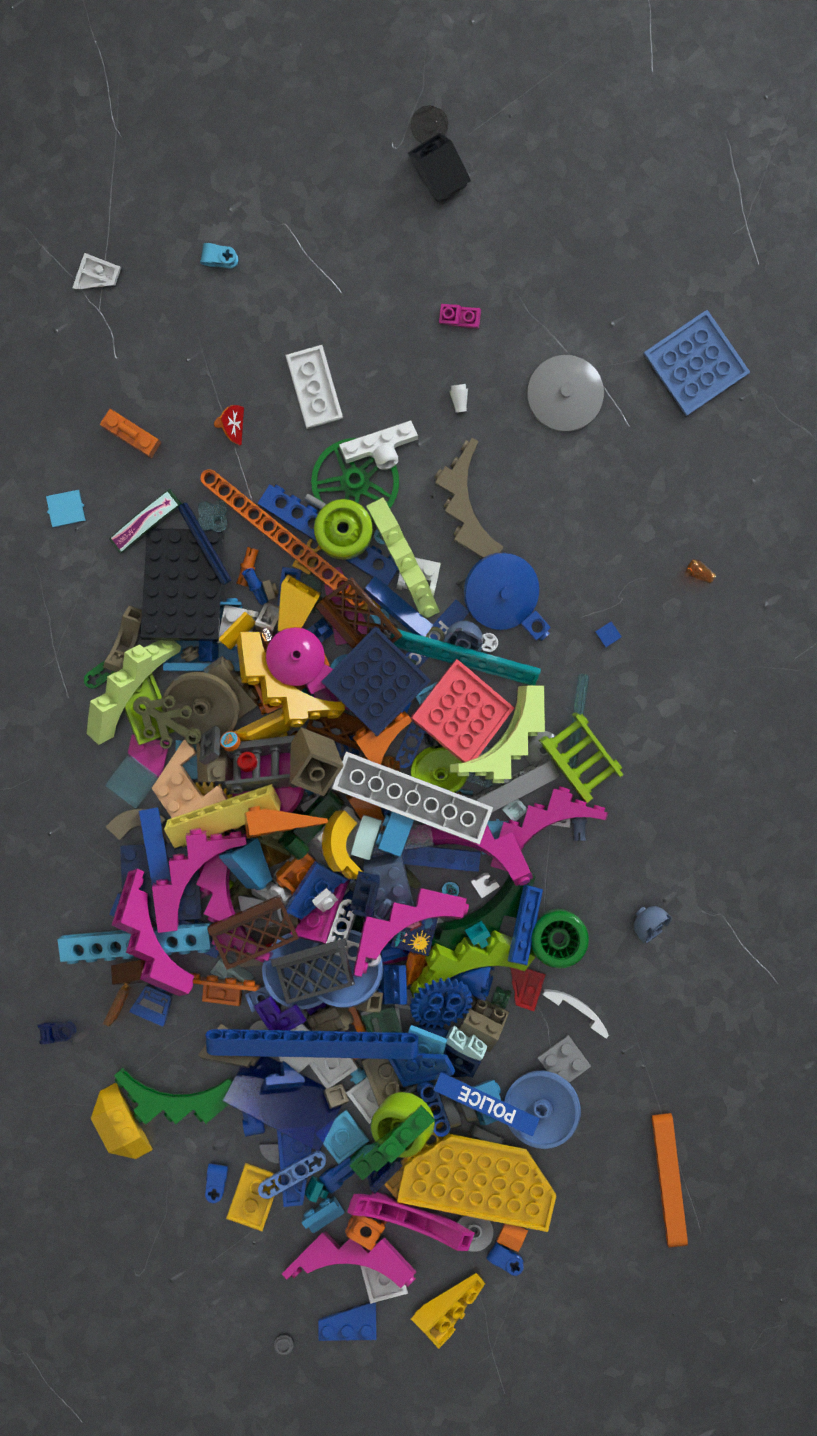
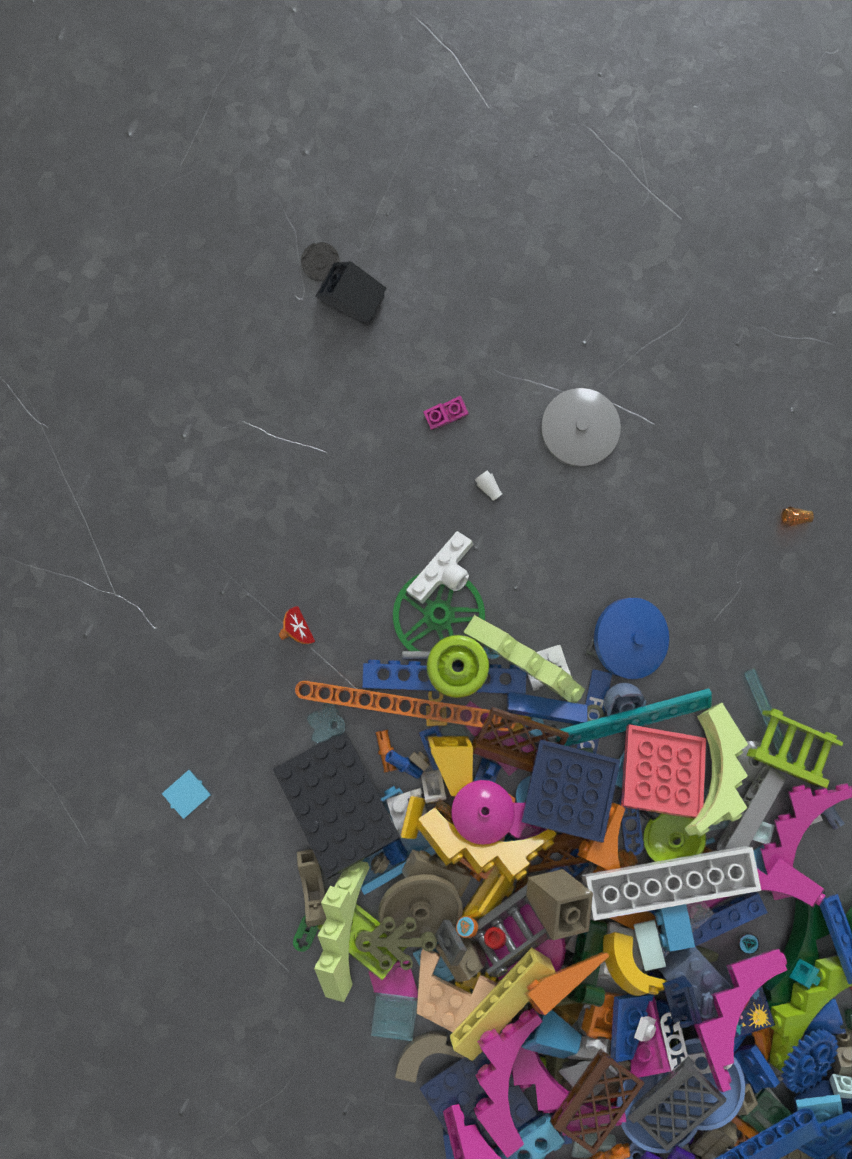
camera: 30 degrees left, 5 degrees down
(96, 273) = (93, 562): white wing -> none
(130, 433) = (207, 690): orange piece -> none
(144, 521) = (267, 764): slope -> none
(154, 844) = (453, 1069): blue tile -> none
(204, 543) = (335, 753): dark blue axle -> none
(216, 255) = (194, 484): medium azure piece -> none
(314, 386) = (351, 551): white tile -> none
(454, 482) = (530, 563): dark tan arch -> none
(483, 885) = (782, 923): white hinge -> none
(491, 641) = (649, 693): white wheel -> none
(527, 625) = (672, 654): blue brick -> none
(608, 634) = (748, 621): blue tile -> none
(696, 362) = (681, 334): medium blue plate -> none

